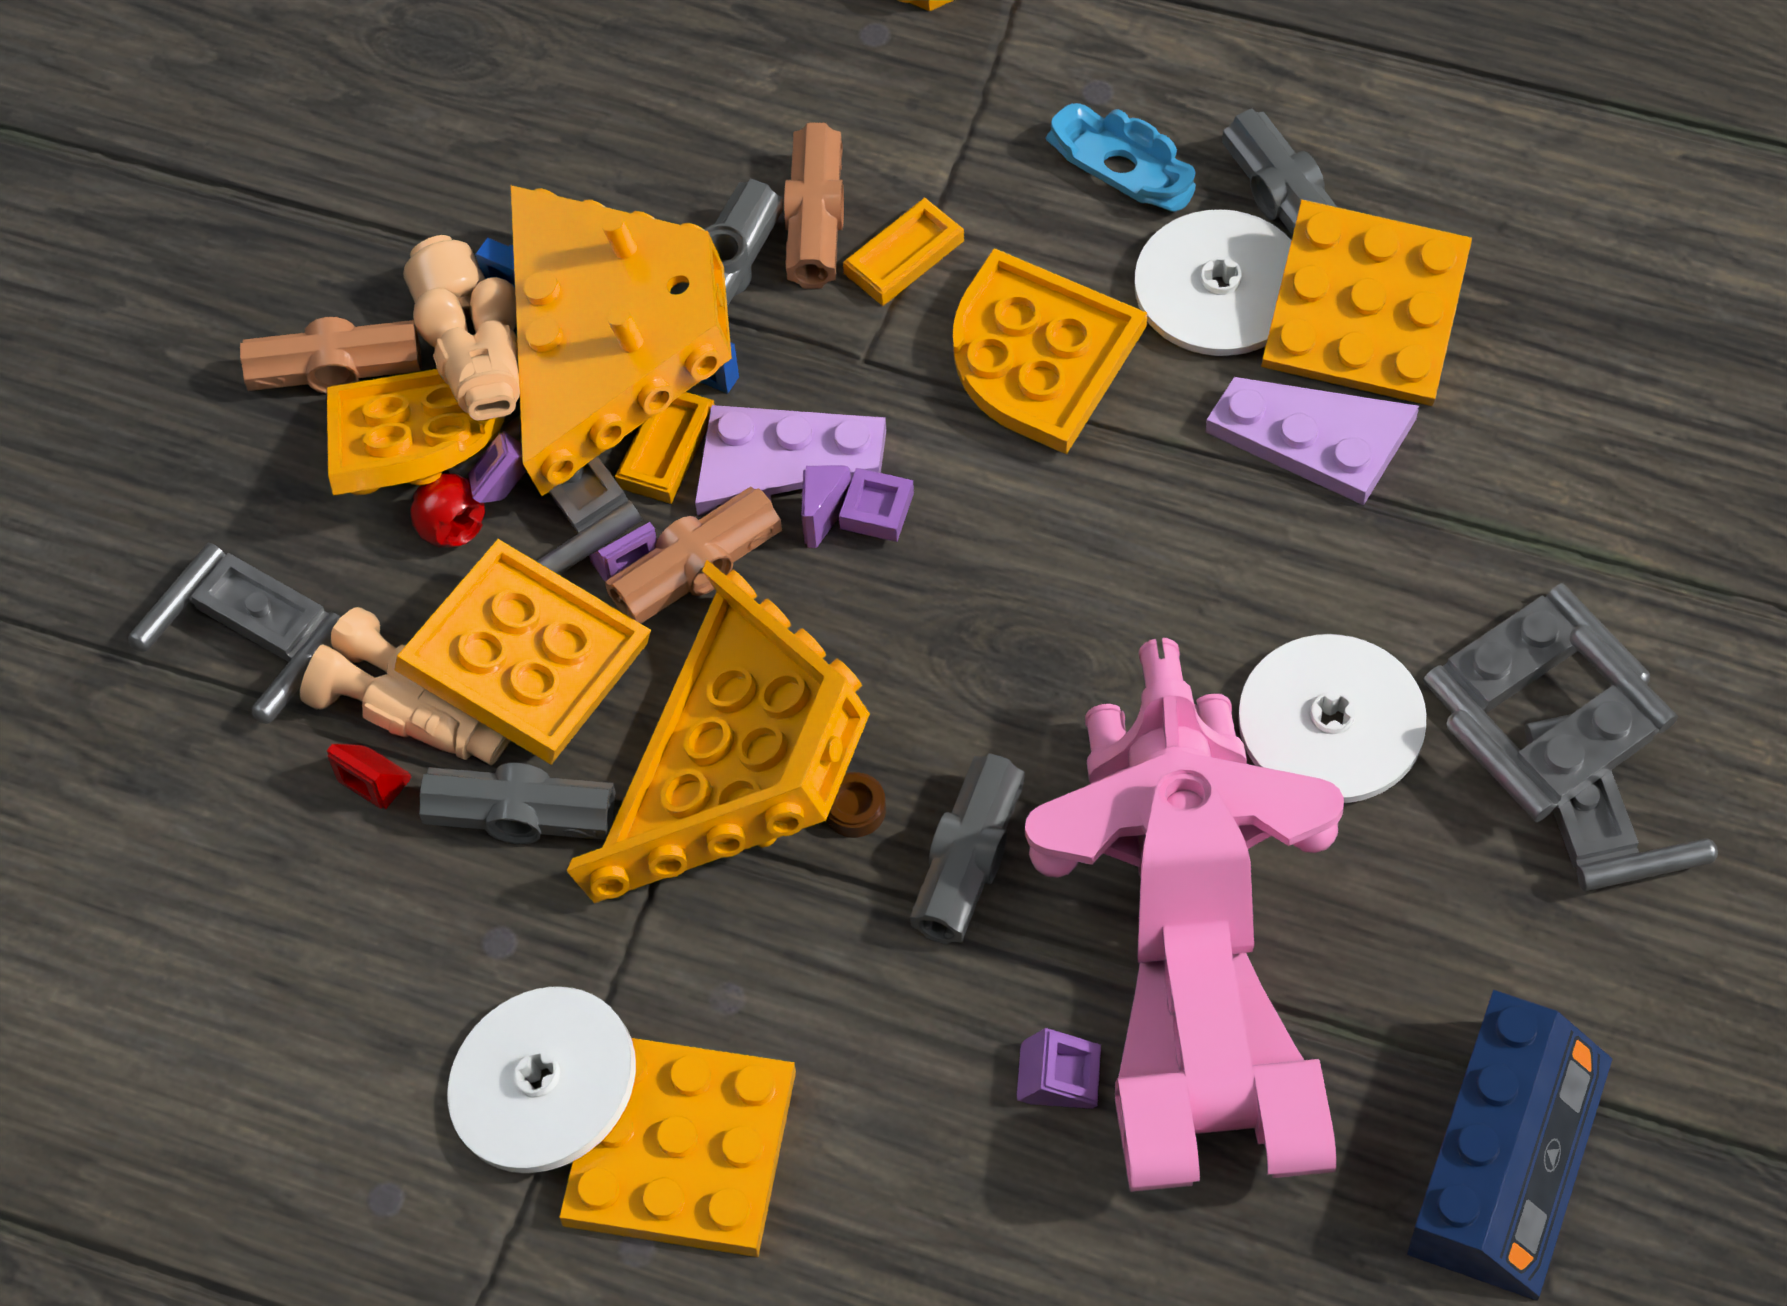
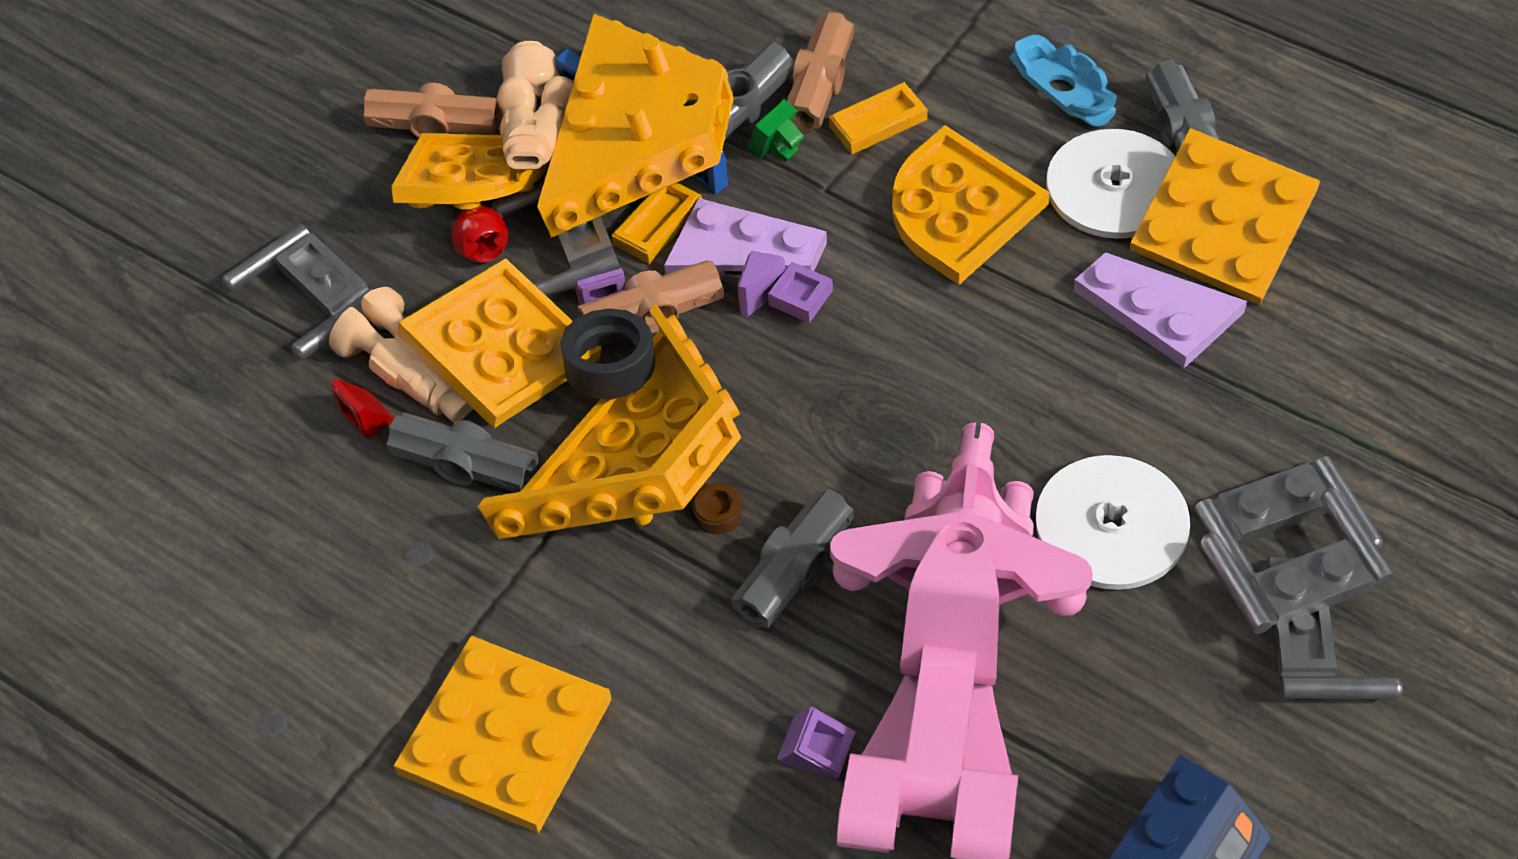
camera: 15 degrees right, 5 degrees down
(497, 469) = (521, 213): medium lavender slope -> none
(578, 1103) = (400, 694): white piece -> none
(669, 602) = (609, 379): none -> black tyre
(787, 299) = (776, 133): none -> green tile

